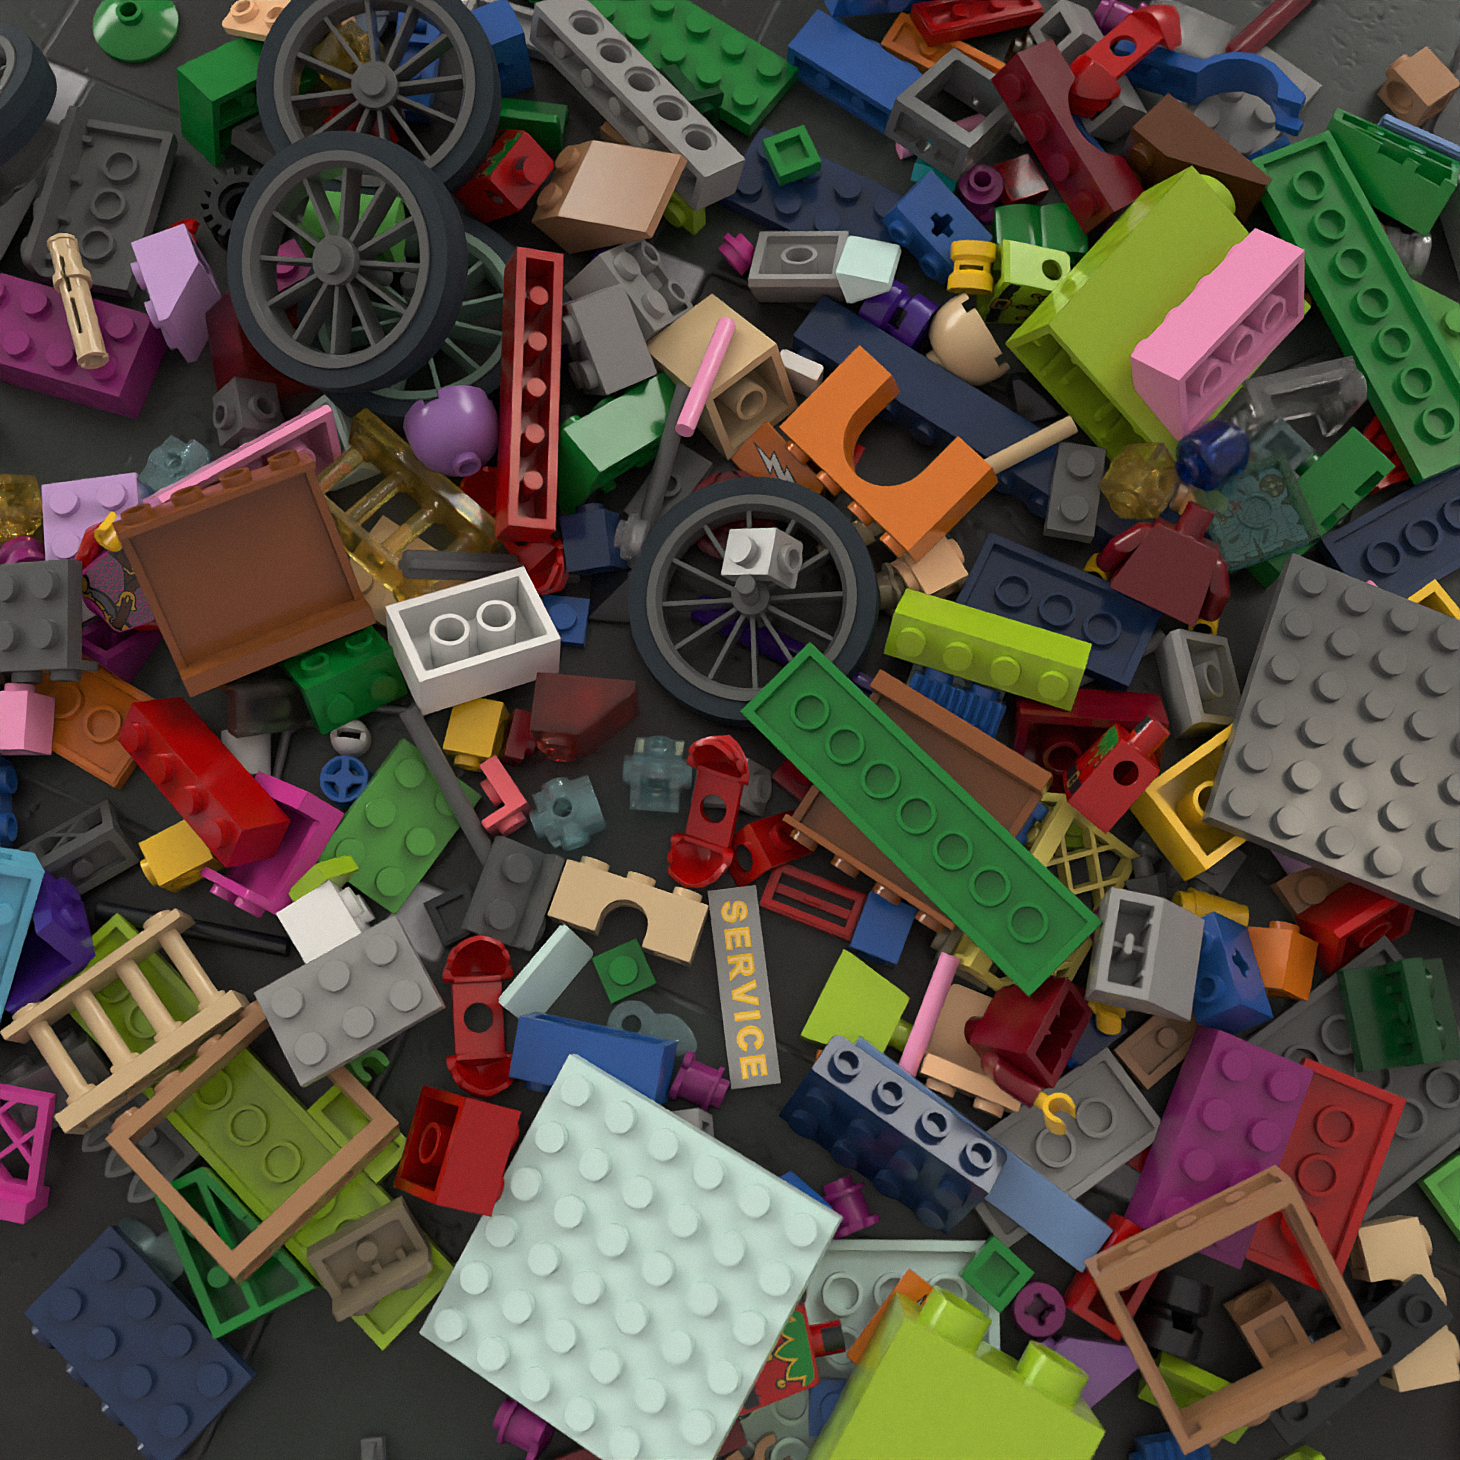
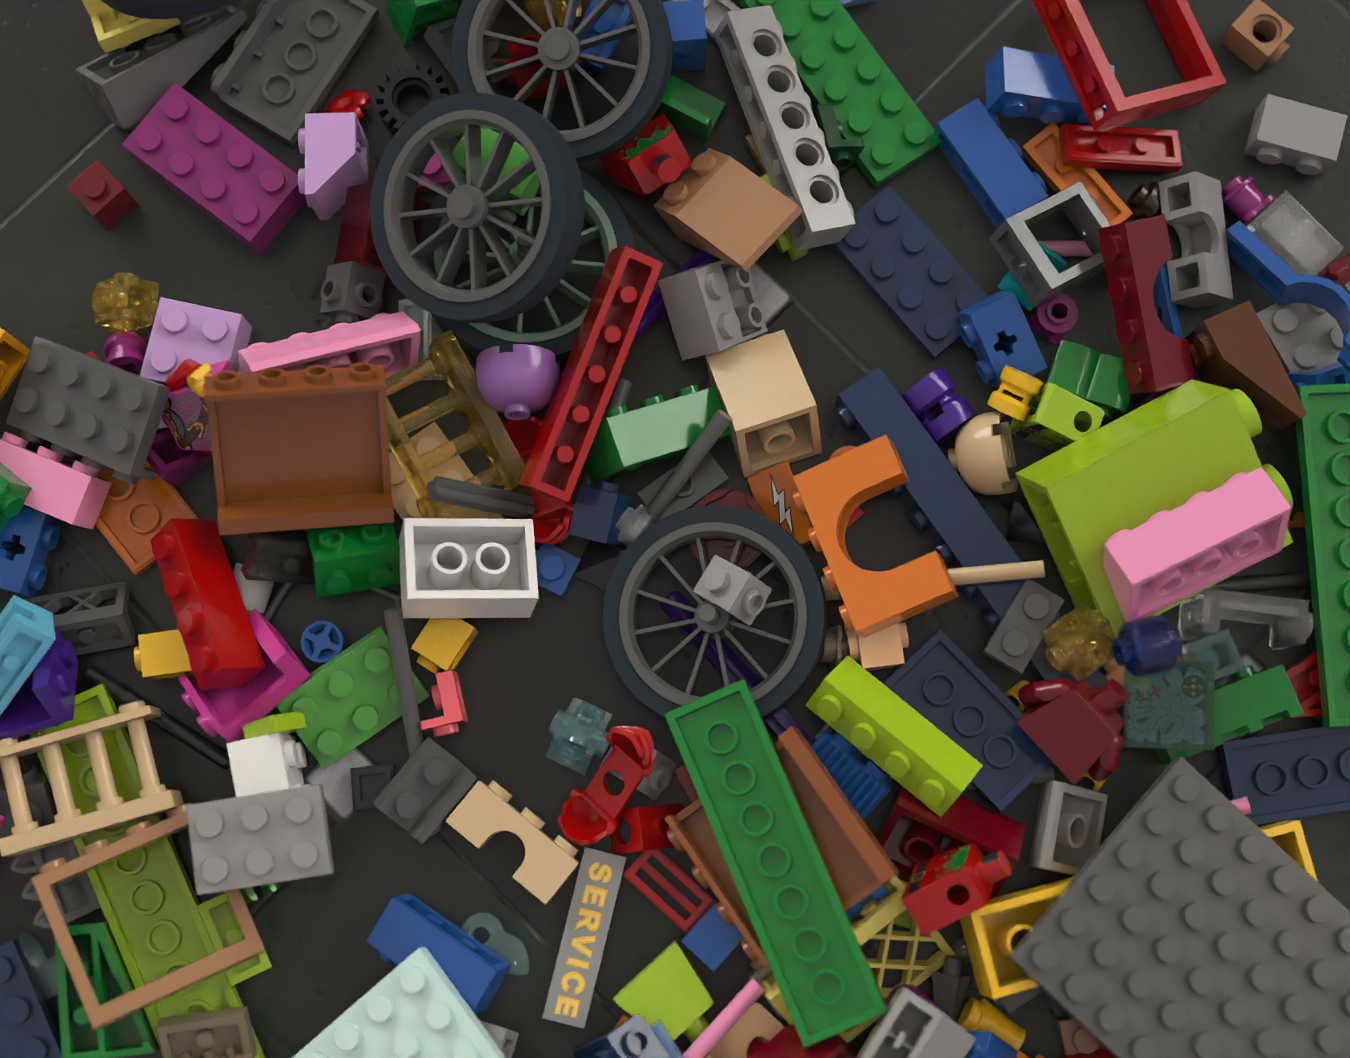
camera: 20 degrees right, 5 degrees up
(74, 286) = (245, 131): tan pin -> none
(173, 462) = (276, 319): clear light blue brick -> none
(351, 746) = (337, 613): white hinge -> none
(457, 1151) = (303, 987): red brick -> none
(476, 976) = (349, 916): red piece -> none
(517, 738) = (477, 659): dark red plate -> none
(547, 973) = (428, 866): light aqua slope -> none
(562, 796) = (509, 744): clear light blue brick -> none
(580, 713) = (531, 661): clear red slope -> none
(604, 342) = (672, 345): light grey slope -> none
(624, 971) = (492, 887): green plate -> none
(699, 1084) = (518, 1005): magenta brick -> none
(705, 377) = (744, 413): bright pink bar -> none
(737, 252) = (823, 296): dark pink plate -> none
(791, 155) = (901, 227): green plate -> none
(797, 266) = (871, 328): light grey slope -> none
(802, 373) = (834, 426): white tile -> none
(866, 268) = (924, 359): light aqua slope -> none
(1021, 181) = (1094, 319): red tile -> none
(1100, 69) = (1198, 251): red piece -> none

